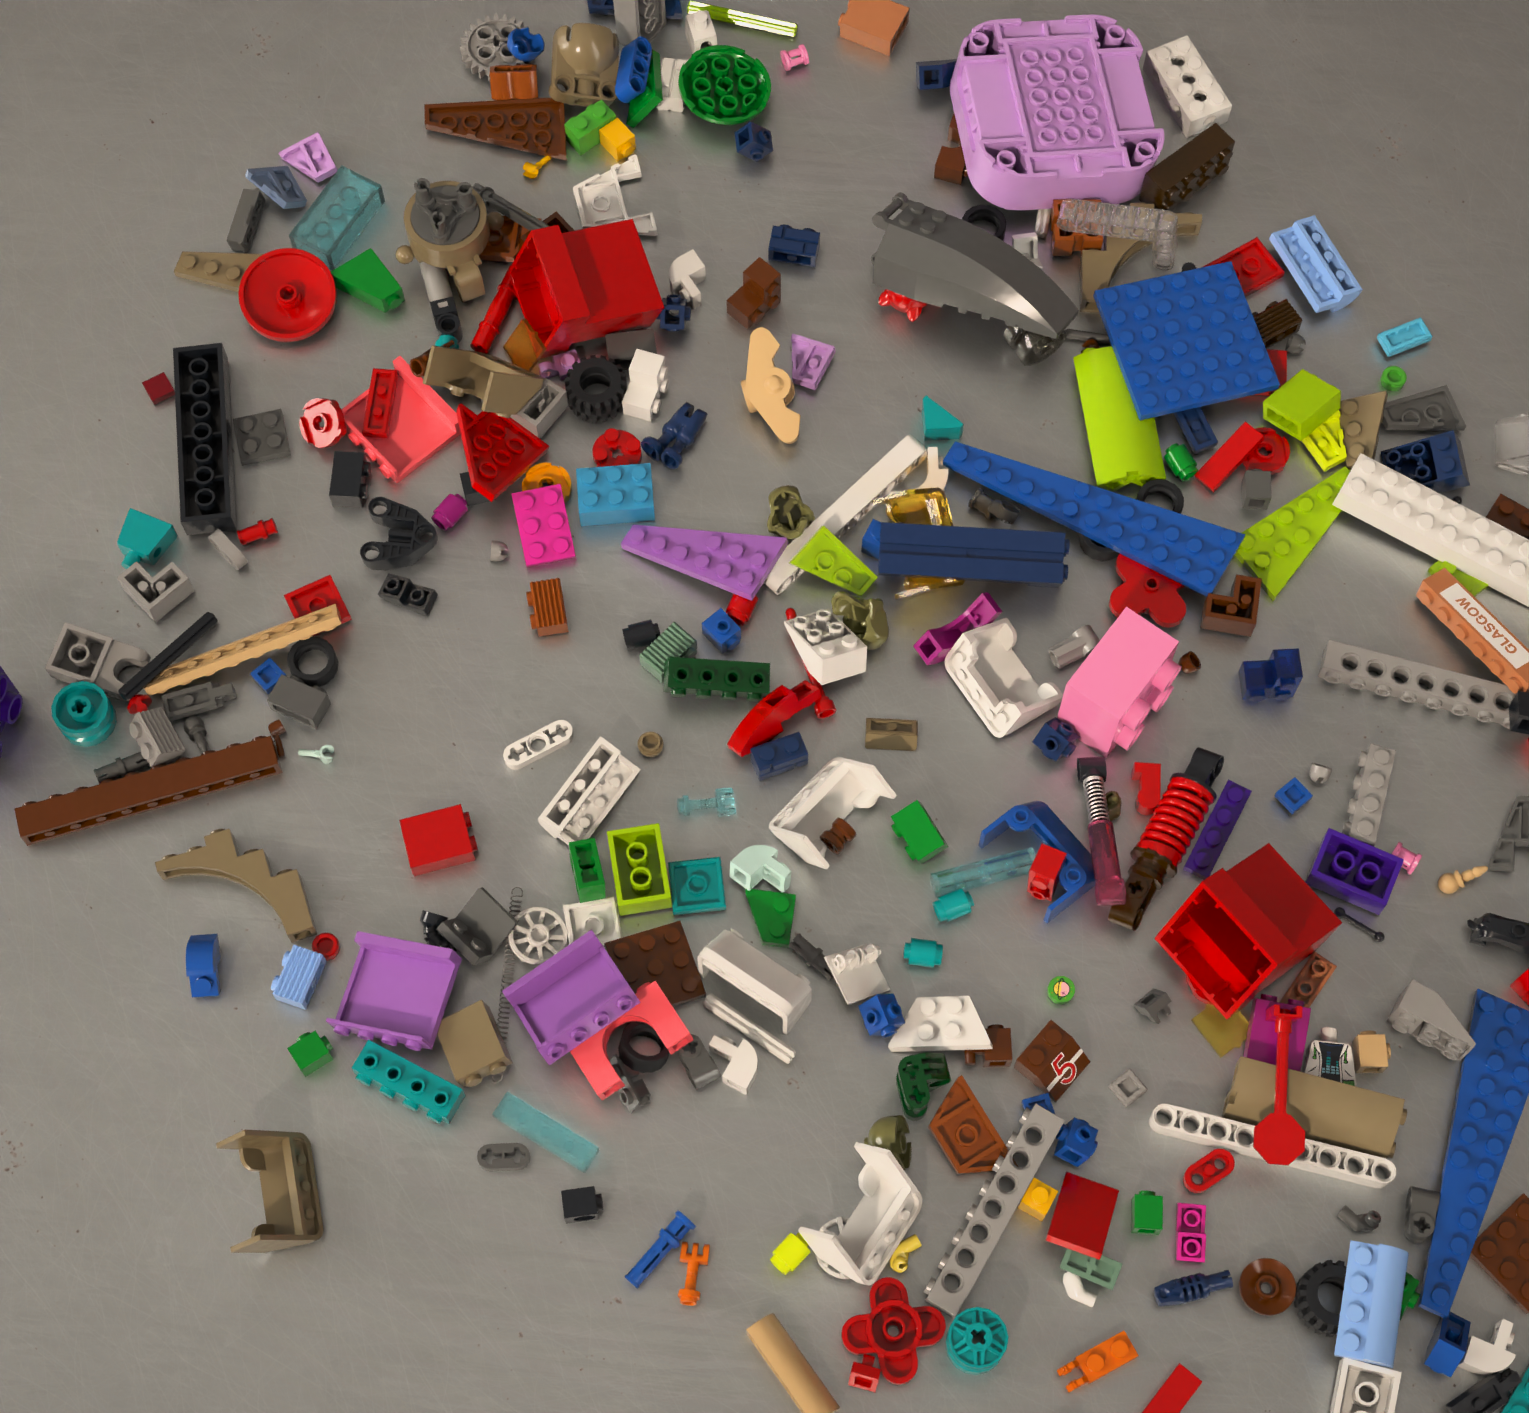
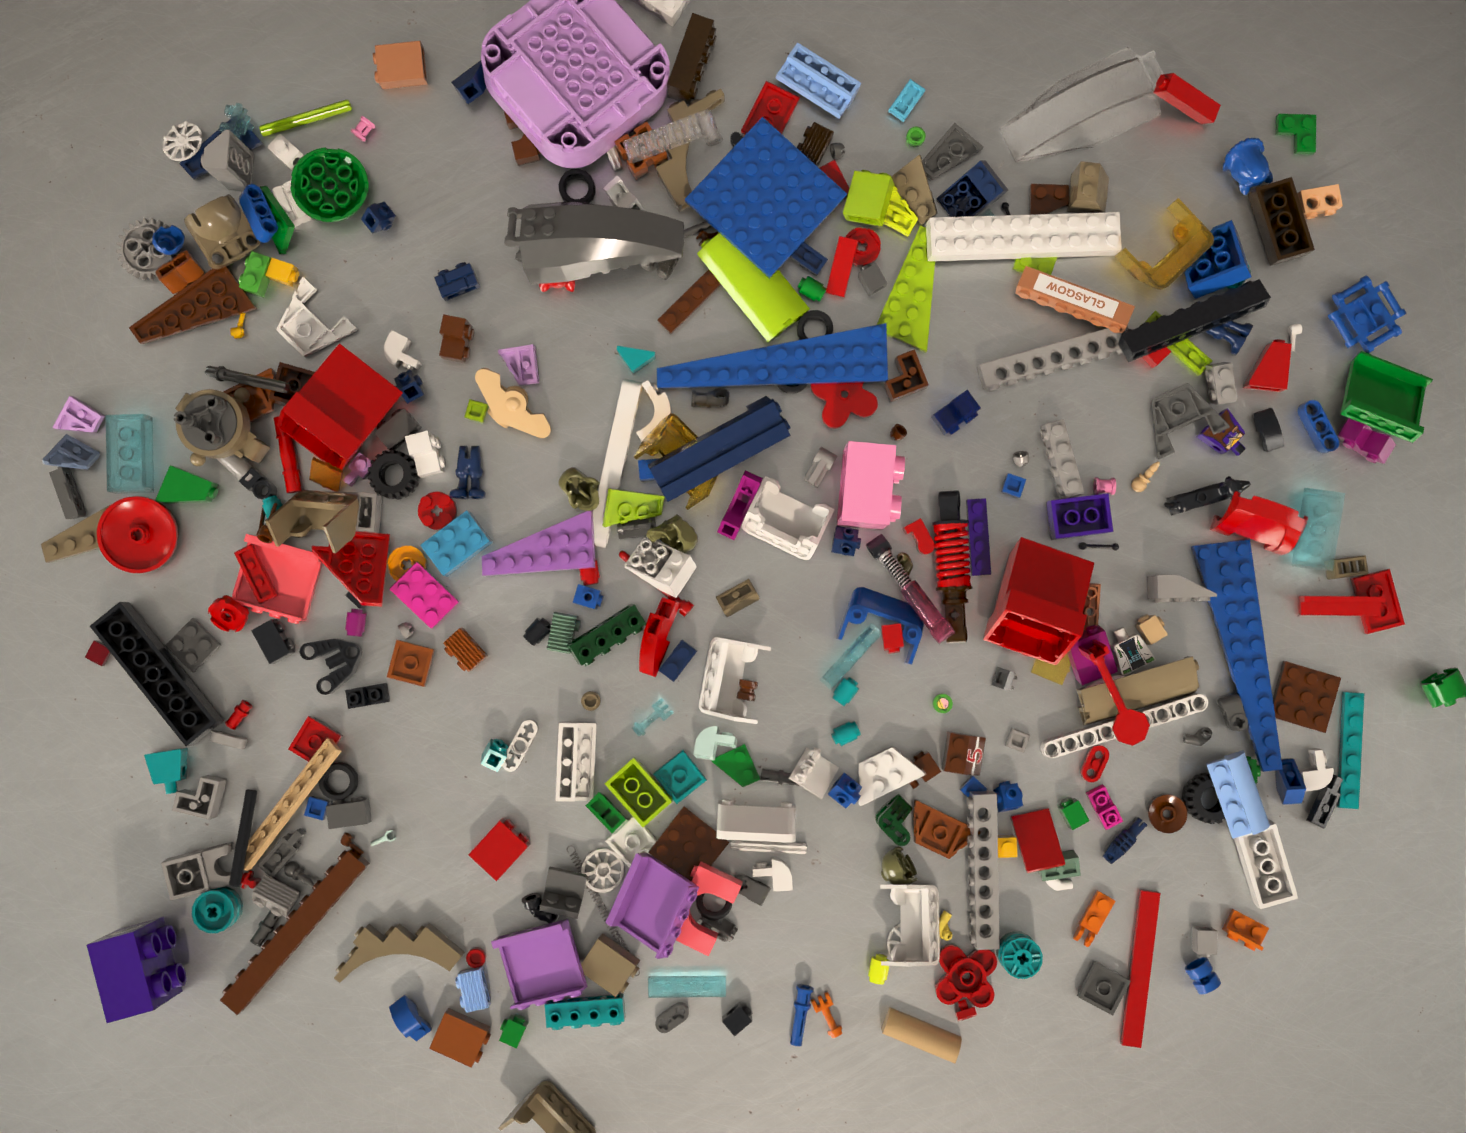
camera: 30 degrees left, 20 degrees up
(244, 1022) = (460, 1038): none -> dark orange brick
(479, 587) = (410, 663): none -> dark orange plate
(504, 732) = (494, 754): none -> teal brick
(727, 380) = (476, 411): none -> lime tile
(819, 590) = (635, 528): none -> dark grey hinge
(919, 832) = (796, 658): green brick -> none
(1034, 402) = (689, 301): none -> reddish brown plate

